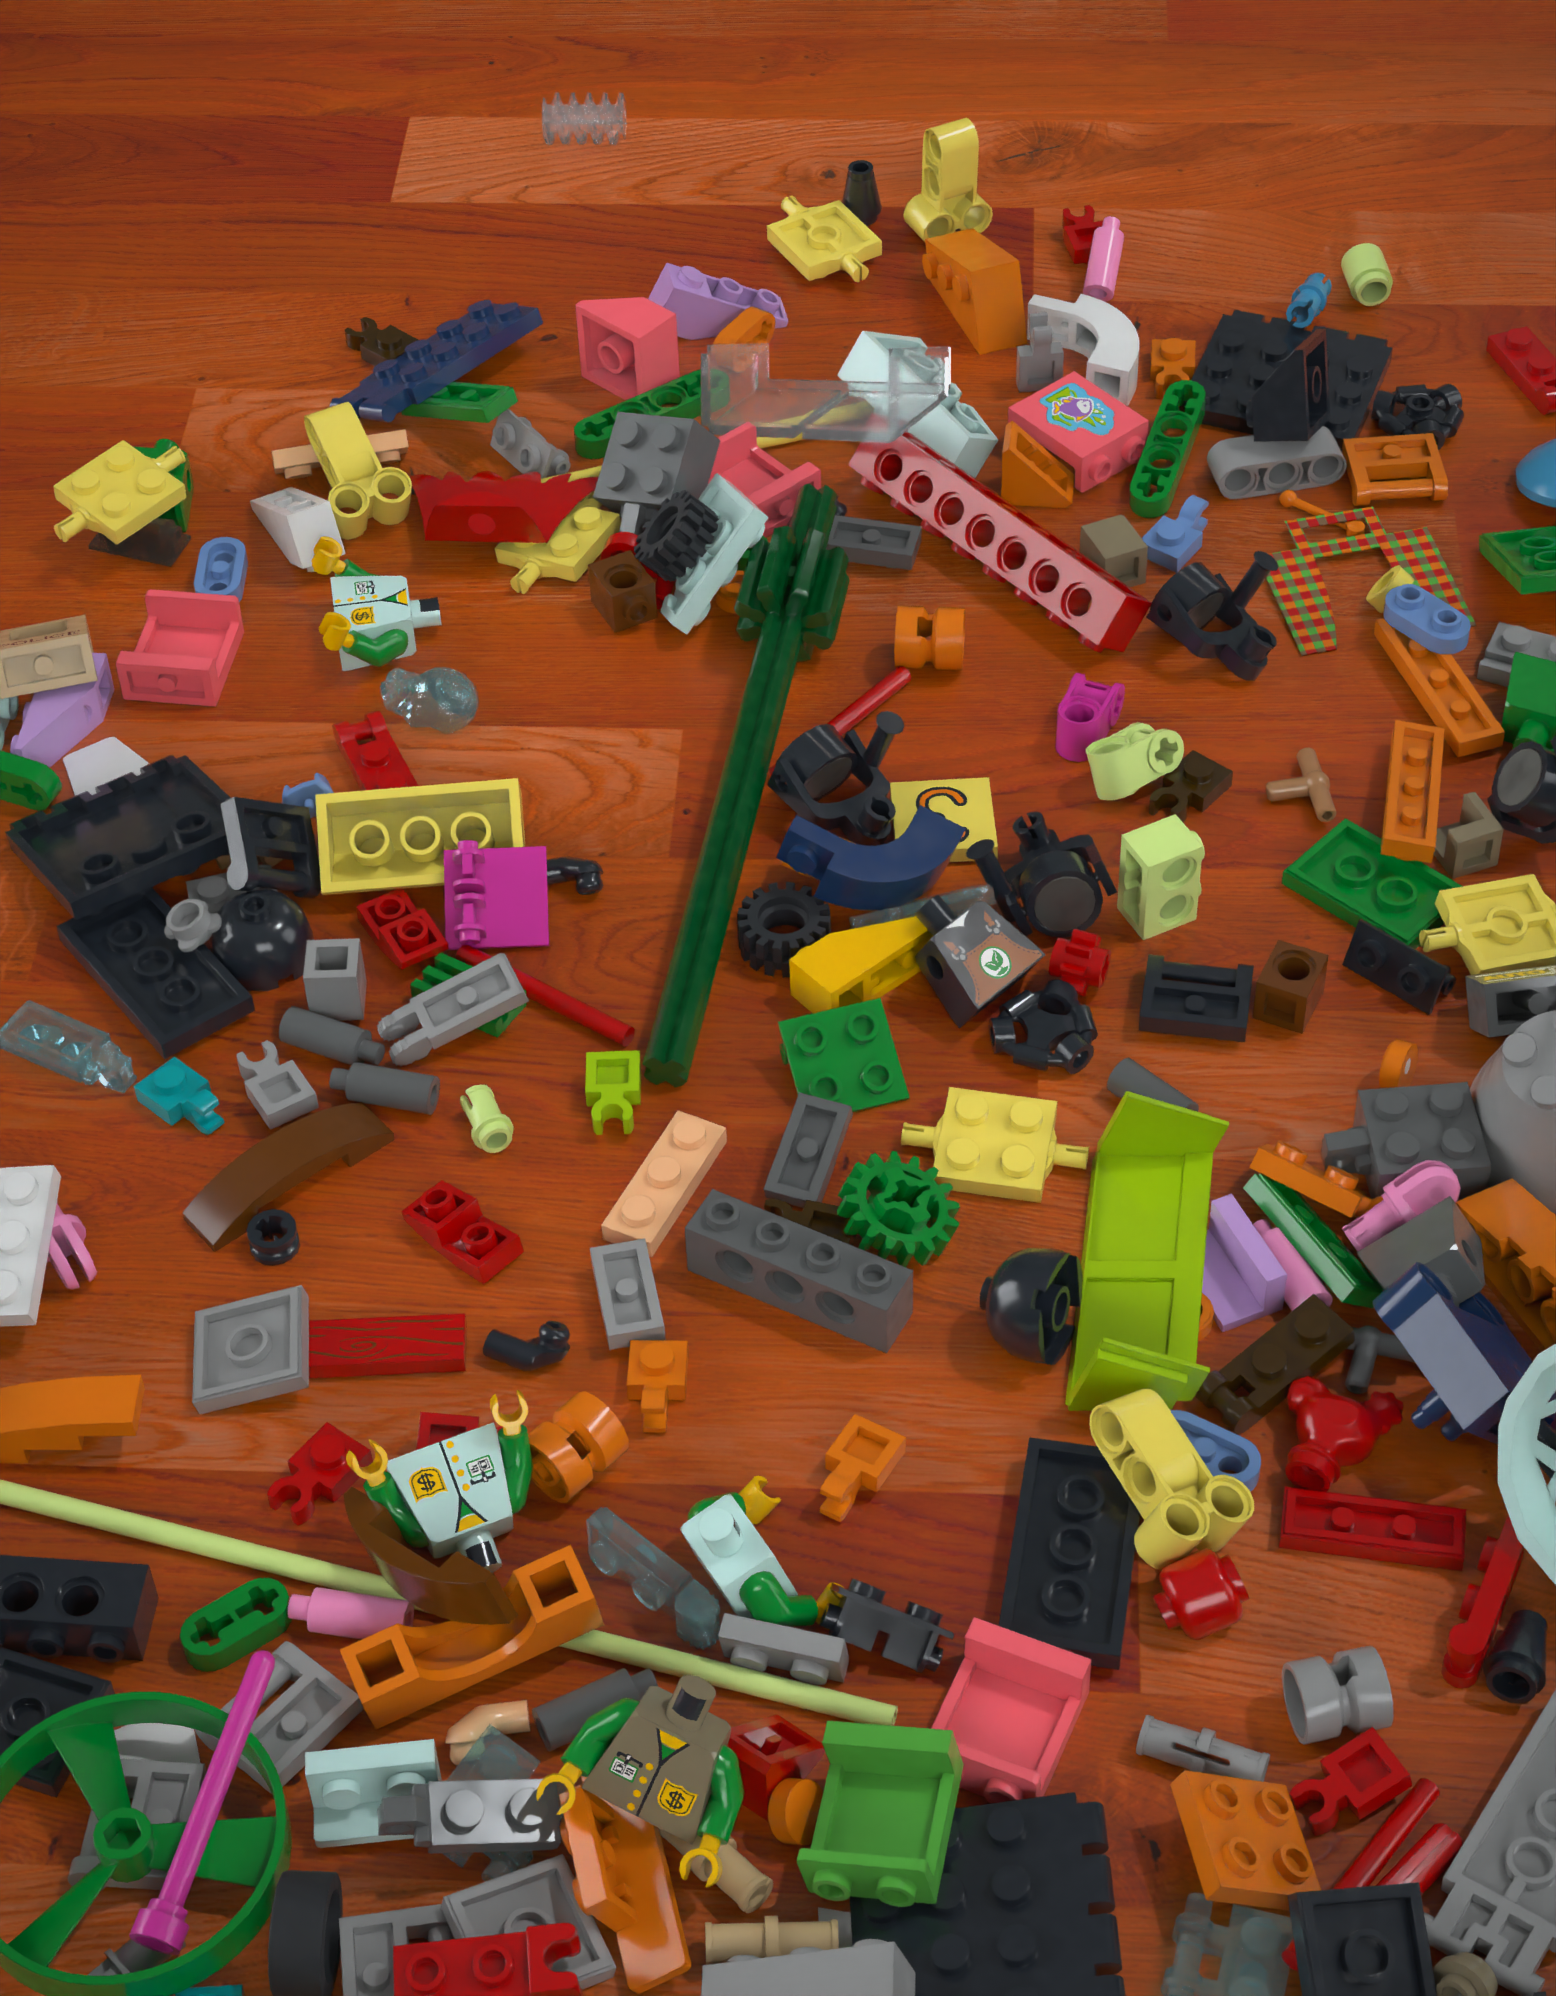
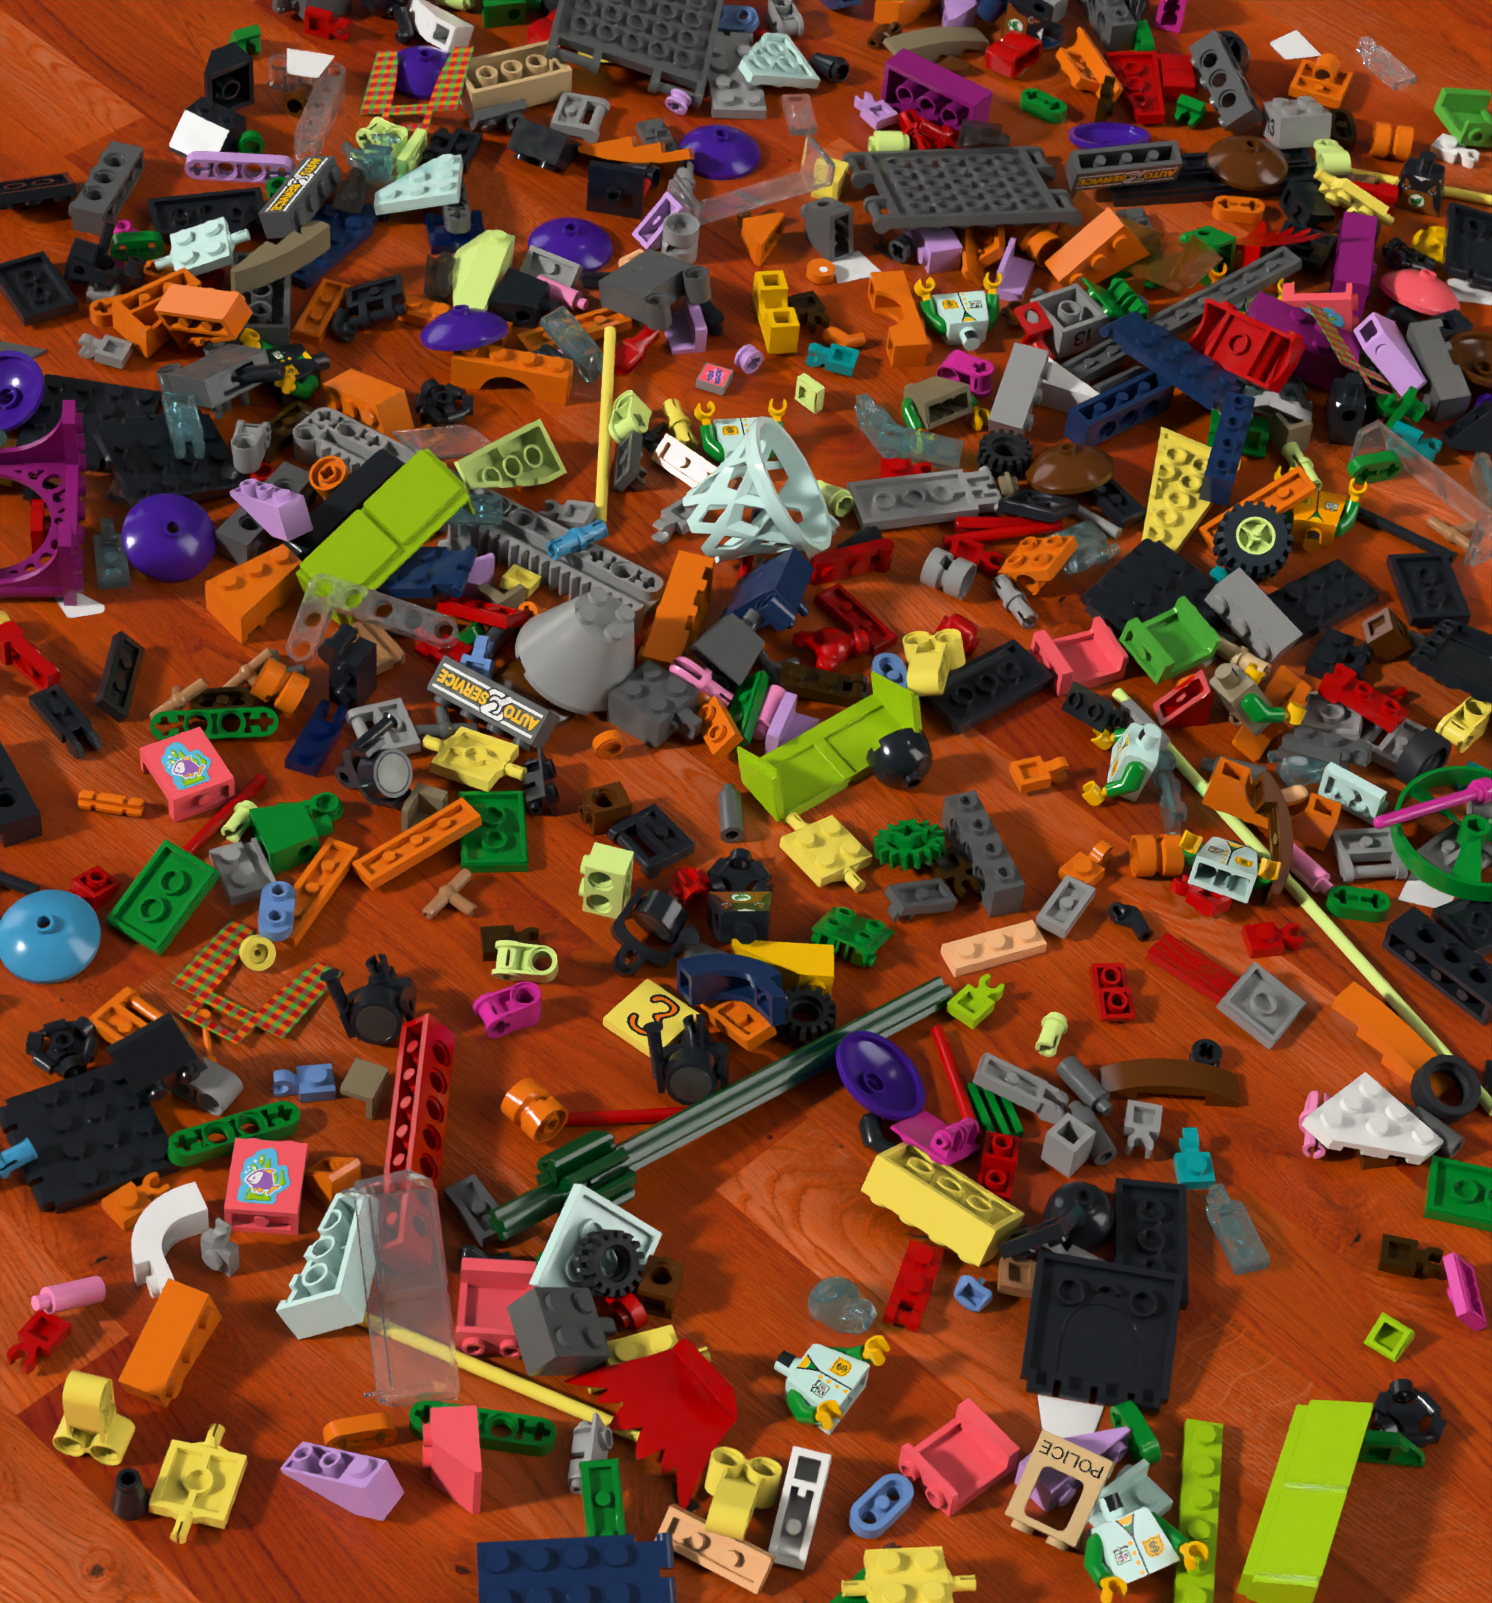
camera: 145 degrees left, 0 degrees up
(191, 924) = (1123, 1220): light grey plate -> none
(599, 883) = (880, 1076): none -> dark purple dish

